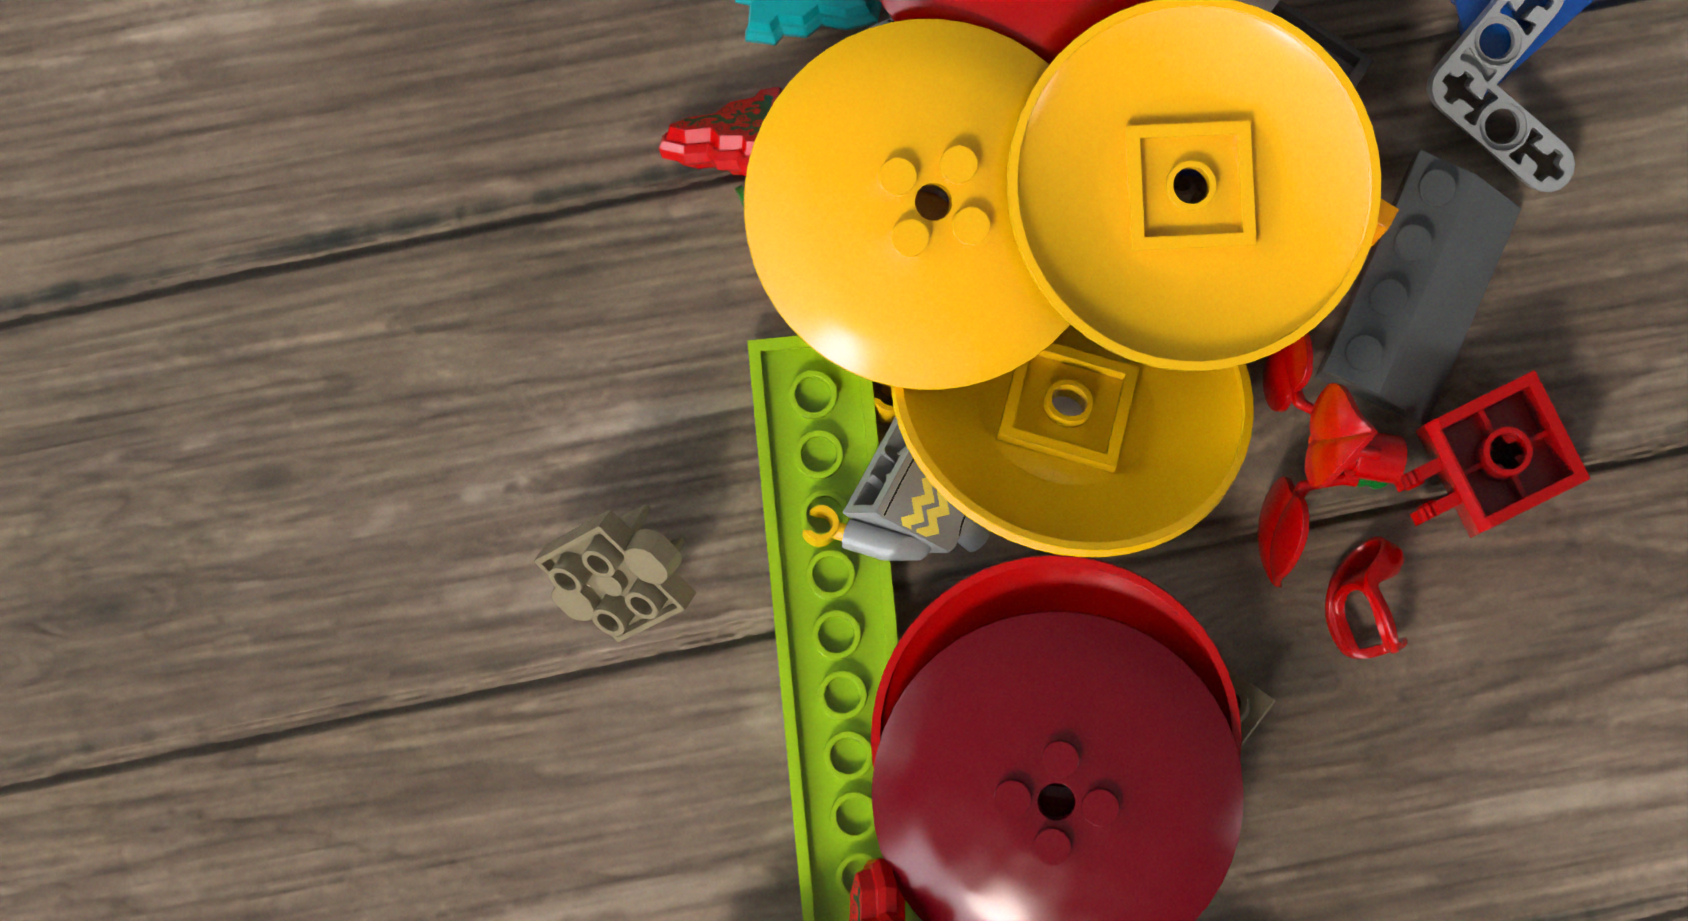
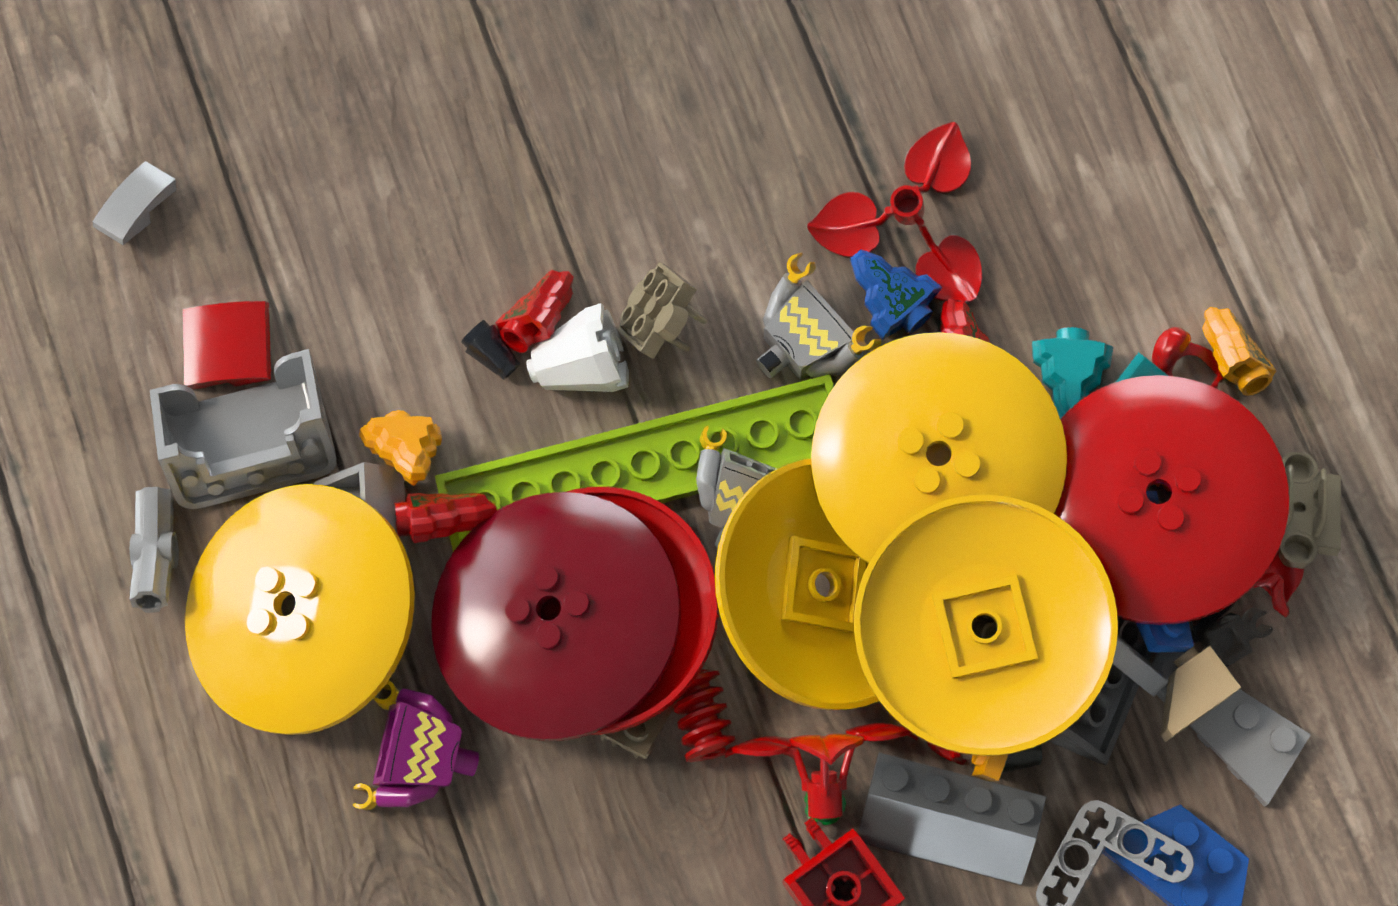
camera: 80 degrees right, 10 degrees down
(518, 271) = (936, 161): none -> red plant
(578, 756) = (537, 312): none -> red rock
(621, 834) = (489, 349): none -> black cone
(636, 227) = (893, 294): none -> blue rock
(659, 700) = (581, 355): none -> white cone
(677, 361) = (808, 331): none -> light grey torso
(1233, 607) = (702, 719): none -> red piece
(1363, 571) = (750, 812): red piece -> none

